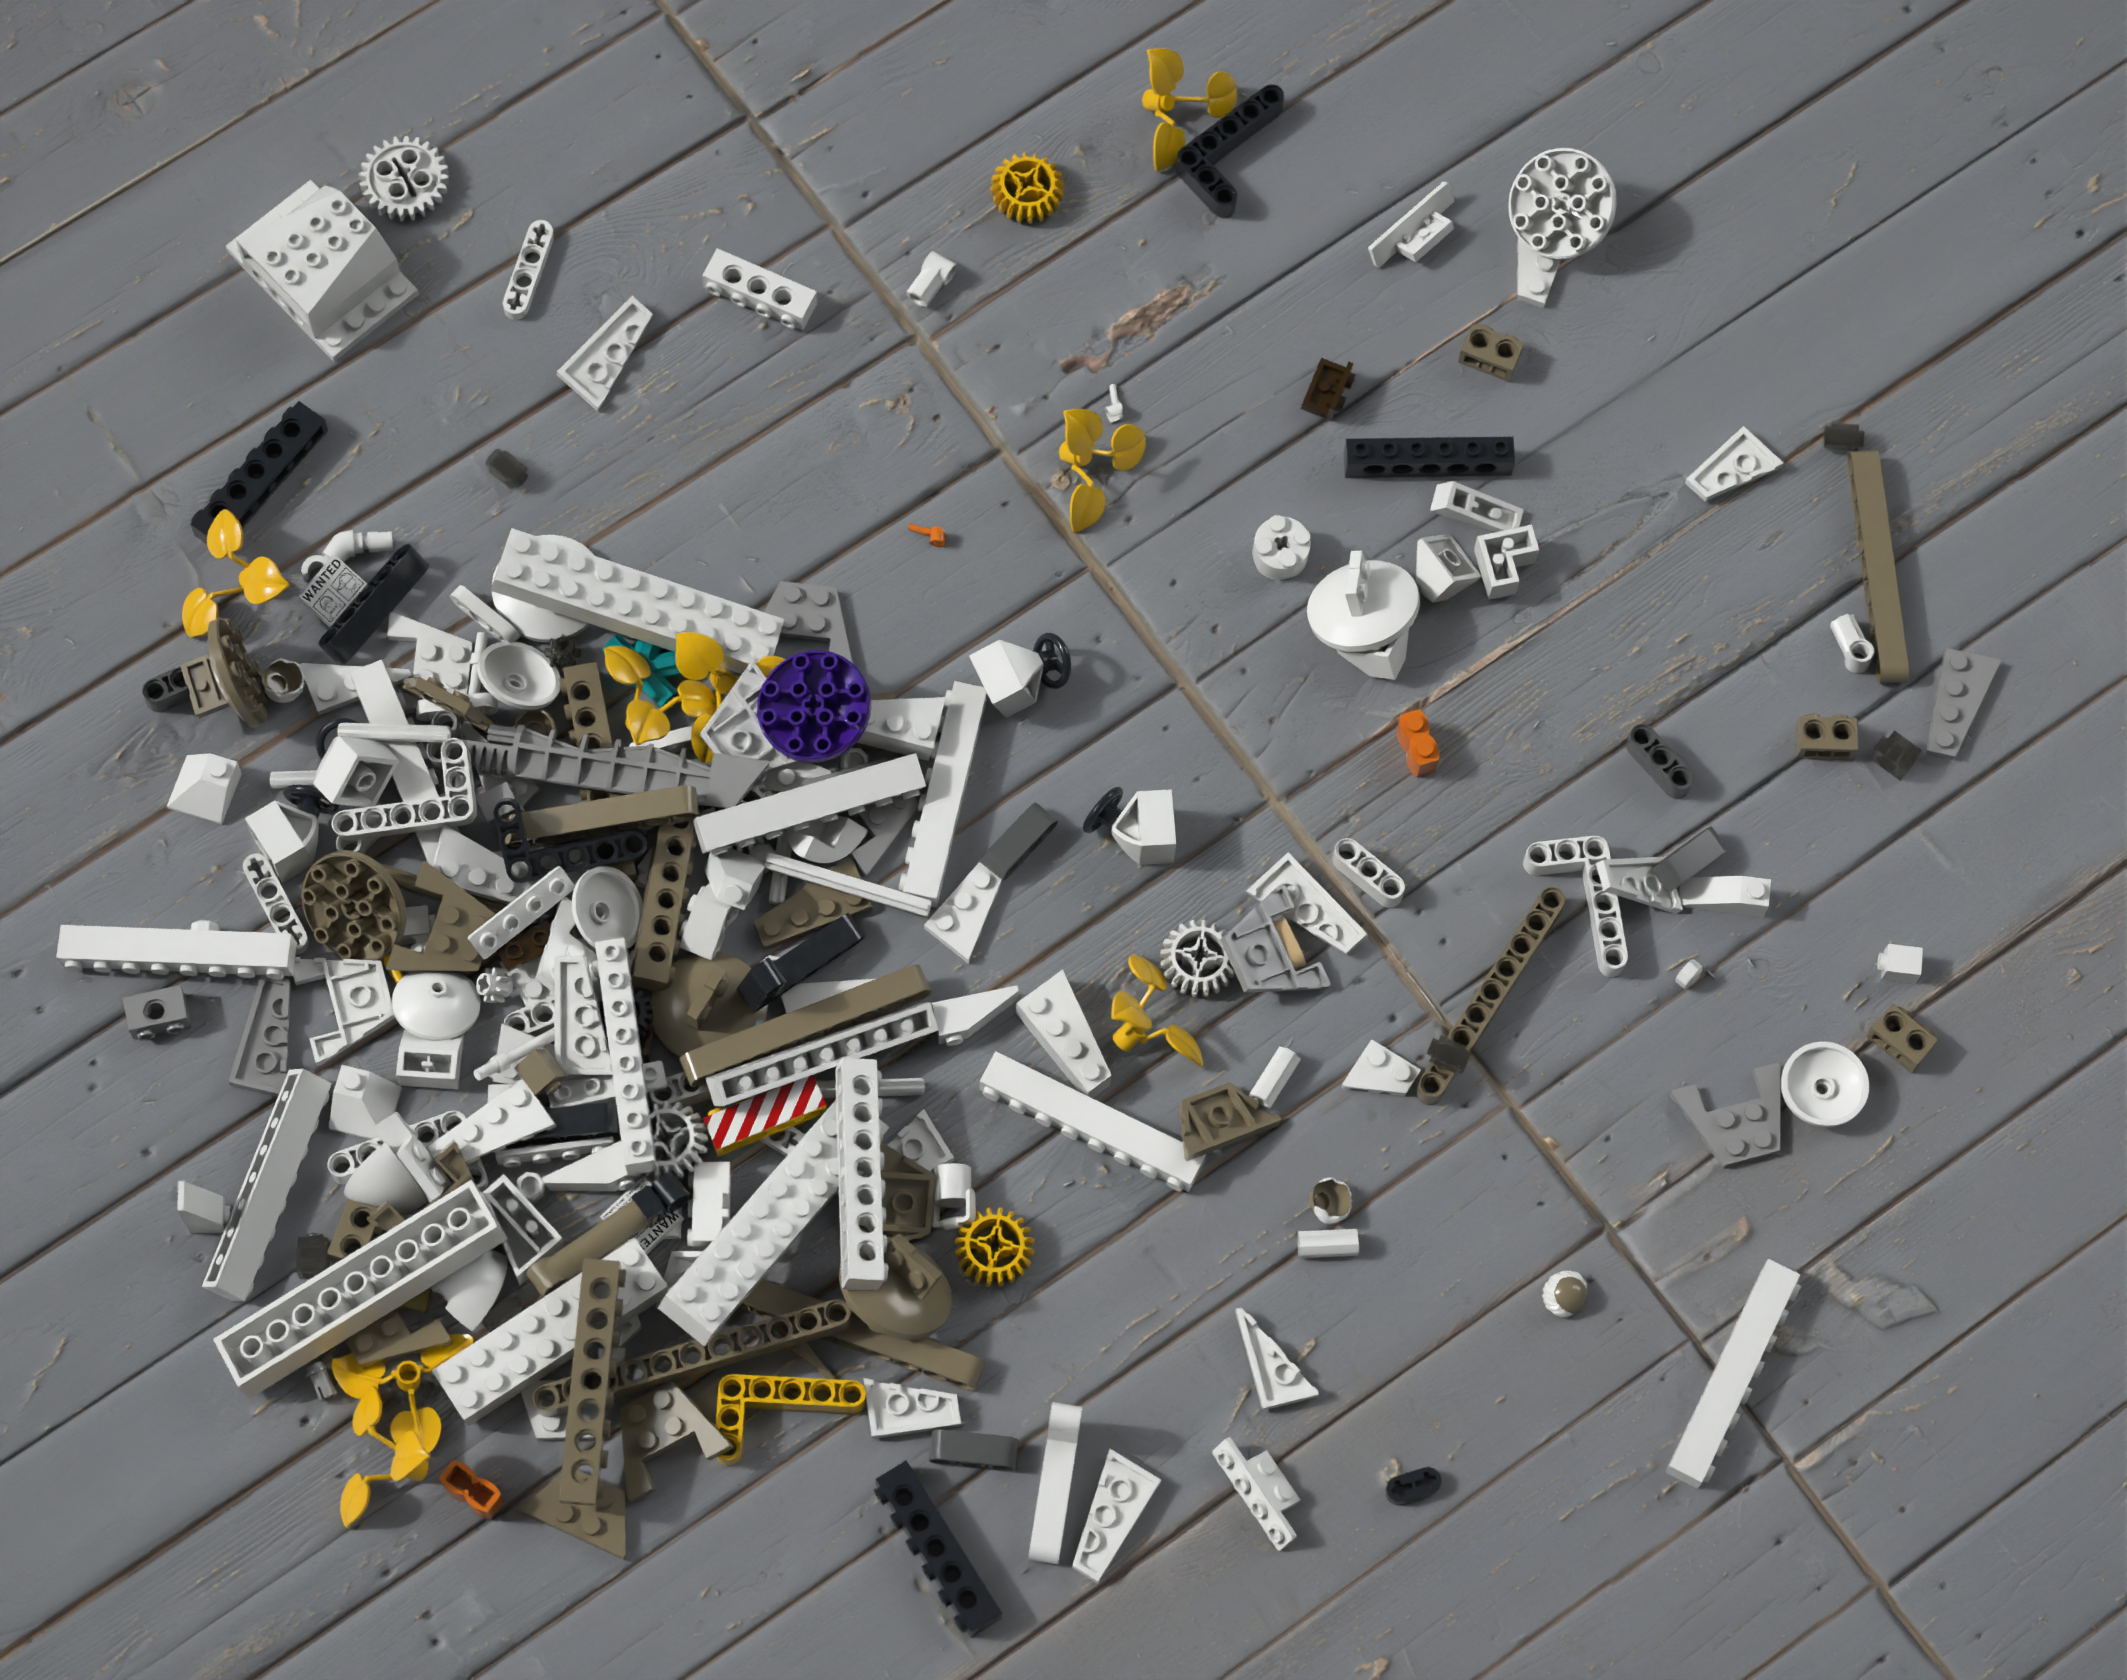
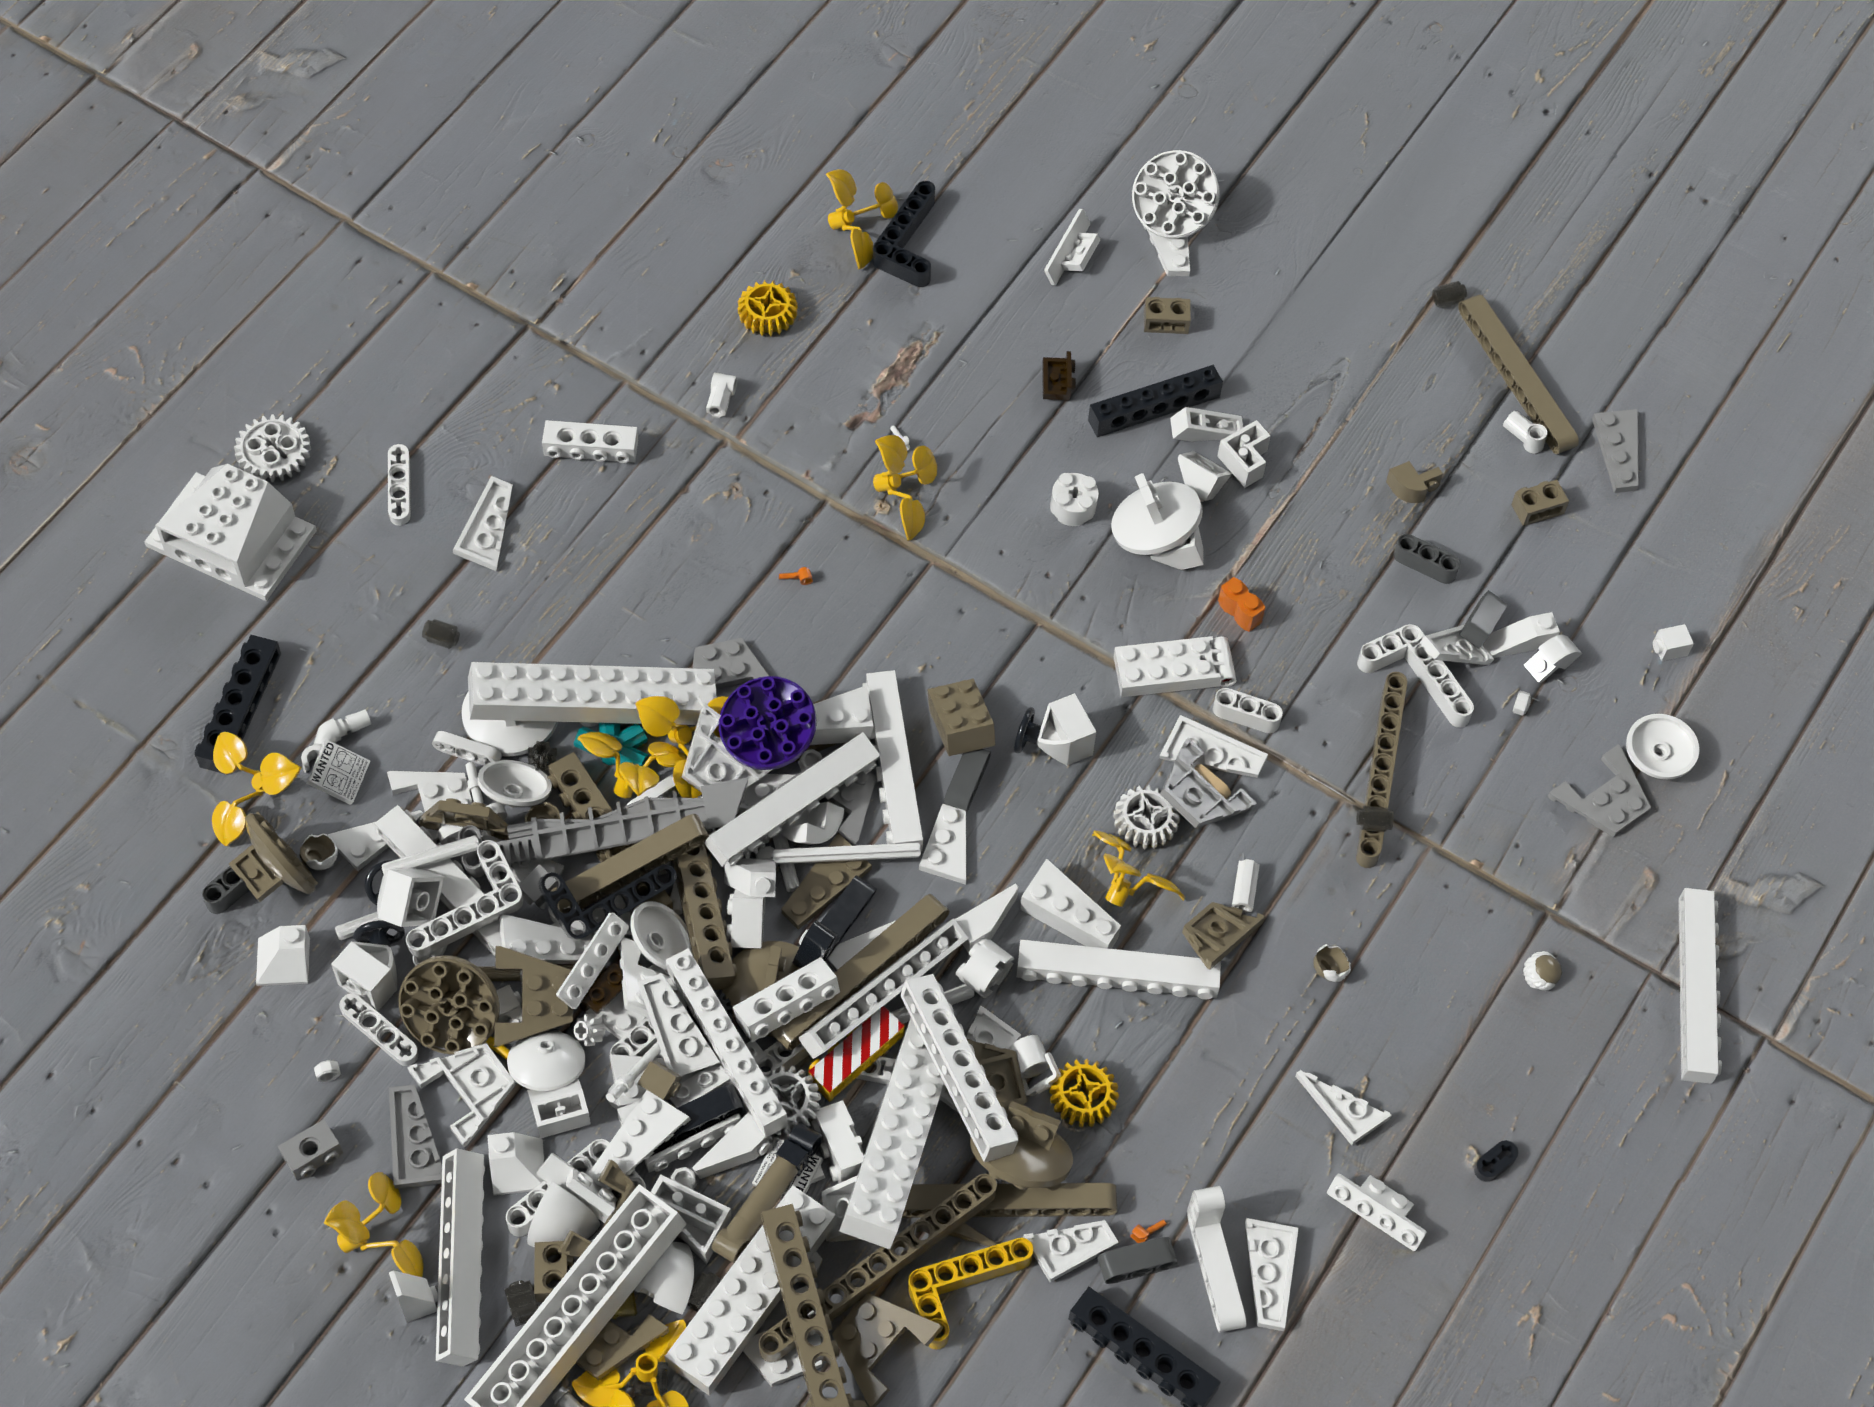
camera: 20 degrees left, 10 degrees down
(159, 1114) = (354, 1234): none -> yellow plant
(176, 951) = (309, 1093): white brick -> none
(373, 604) = (371, 769): black beam -> none
(715, 1021) = (786, 999): none -> white brick
(944, 1069) = (985, 968): none -> white brick
(990, 1423) = (1140, 1234): none -> orange hand
(1014, 673) = (911, 649): white piece -> none
(1038, 770) = (961, 717): none -> dark tan brick
(1309, 790) = (1174, 666): none -> white hinge
(1328, 1243) = (1344, 997): white axle -> none
(1381, 1071) = (1324, 854): white wing -> none
(1682, 664) = (1410, 485): none -> dark tan brick
(1733, 465) = (1380, 338): white wing -> none
(1748, 930) = (1553, 654): none -> white brick
(1896, 754) = (1596, 498): clear smoke brick -> none
(1897, 1043) = (1699, 699): dark tan brick -> none

